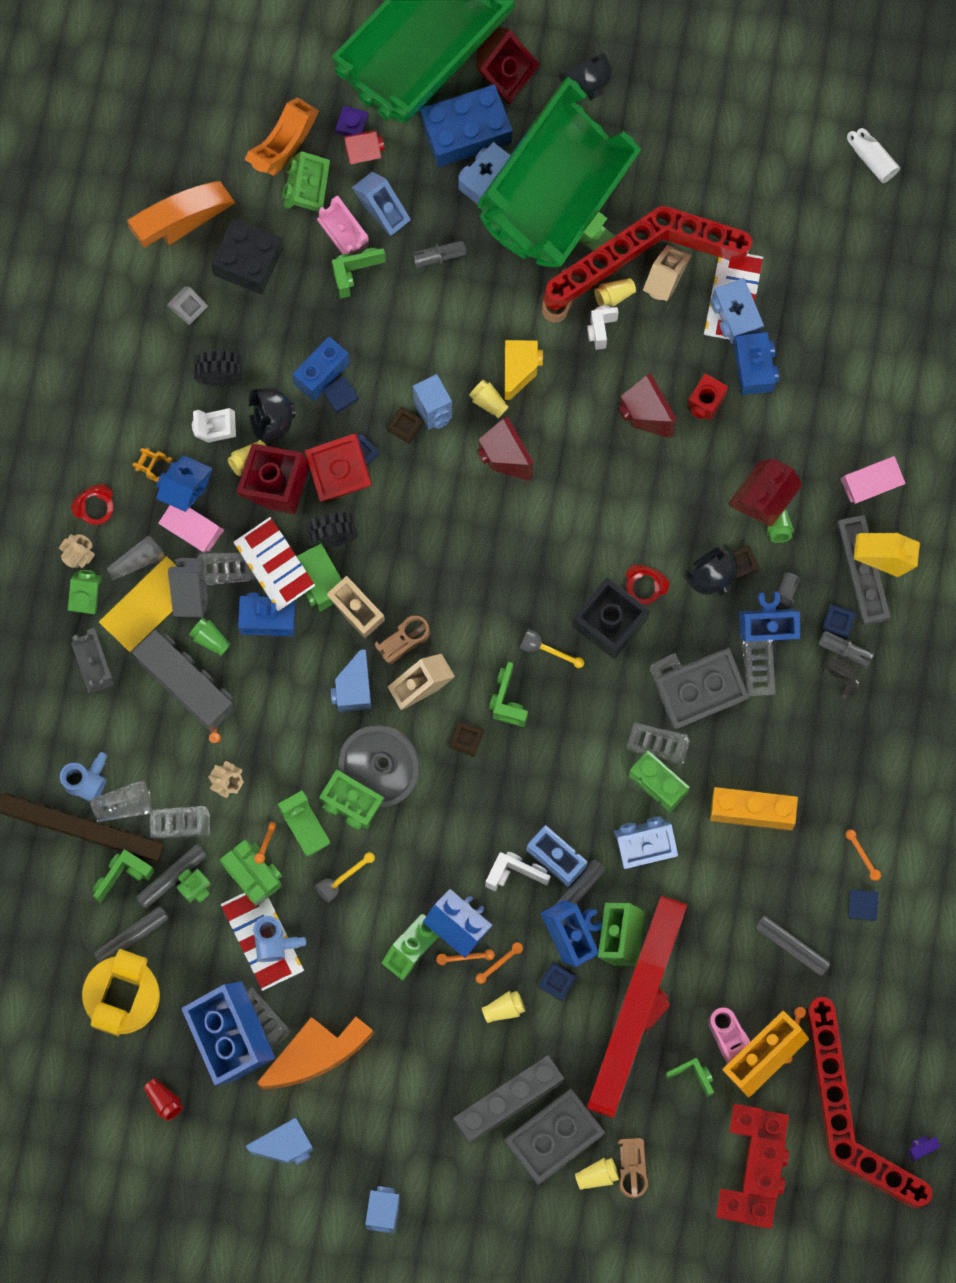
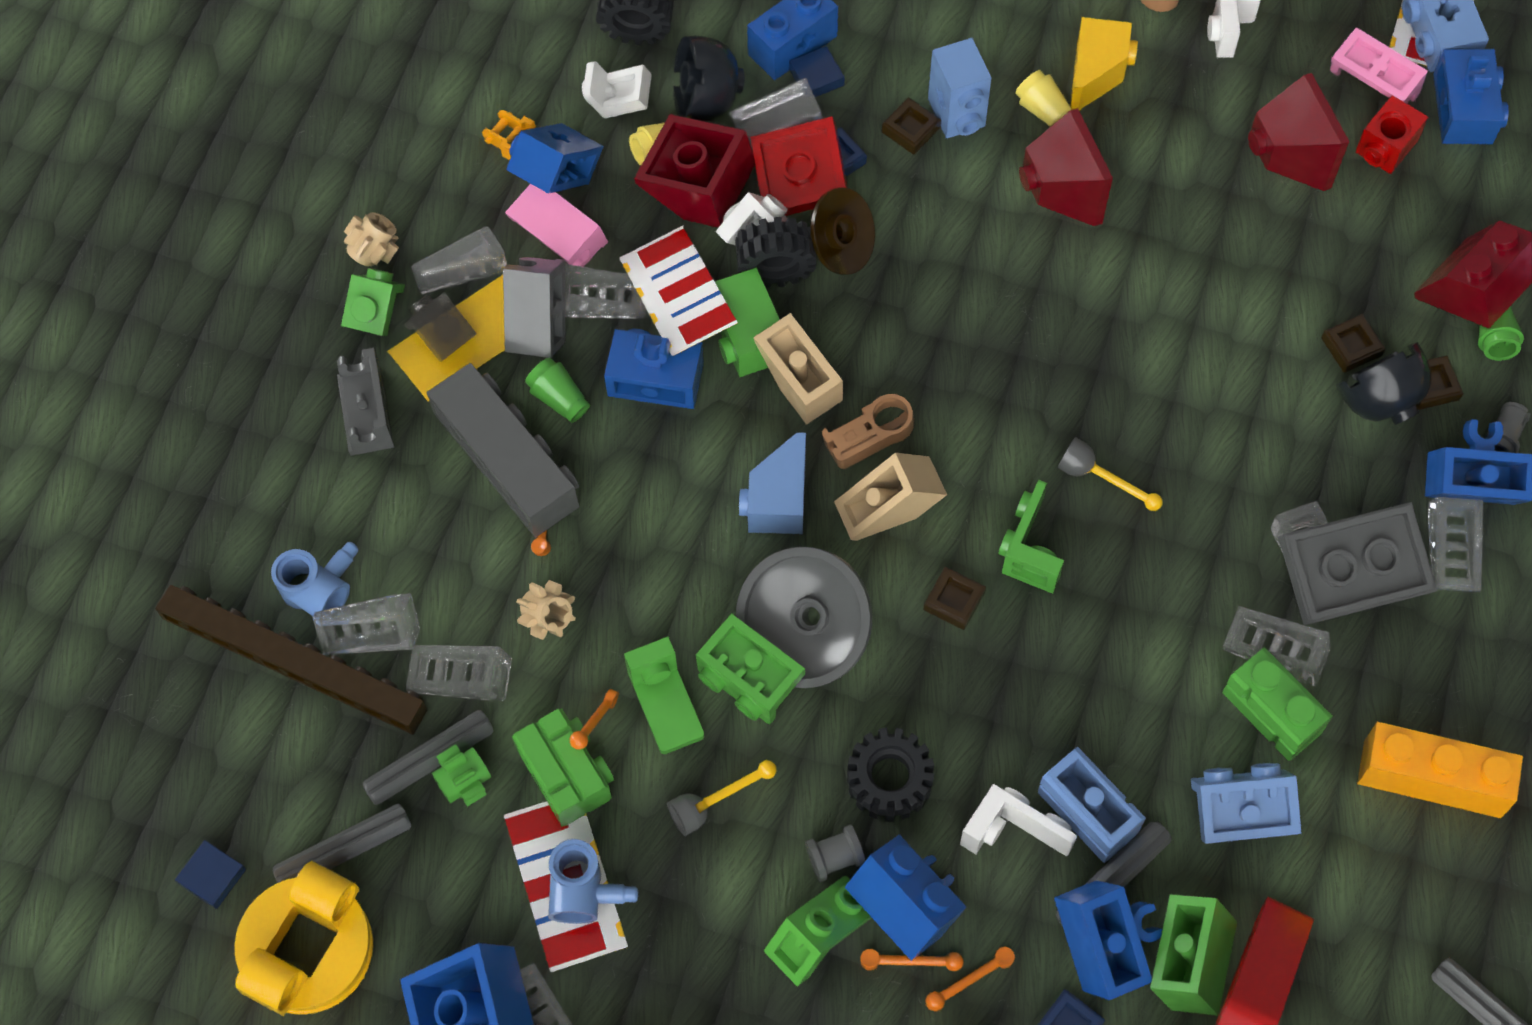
camera: 10 degrees right, 10 degrees down
(58, 961) = (210, 874): none -> dark blue tile
(100, 491) = (428, 166): red piece -> none
(129, 603) = (439, 325): none -> clear smoke bracket
(136, 869) = (343, 724): bright green bracket -> none
(310, 507) = (748, 211): none -> white bracket
(318, 429) = (778, 110): none -> clear tile
(371, 509) = (842, 231): none -> dark brown dish
(414, 902) = (835, 853): none -> dark grey bush
(436, 868) = (896, 747): none -> black tyre
(610, 618) = (1214, 434): black brick -> none
(661, 582) = (1298, 397): red piece -> none
(692, 542) = (1353, 343): none -> dark brown tile
(696, 353) = (1379, 66): none -> bright pink hinge

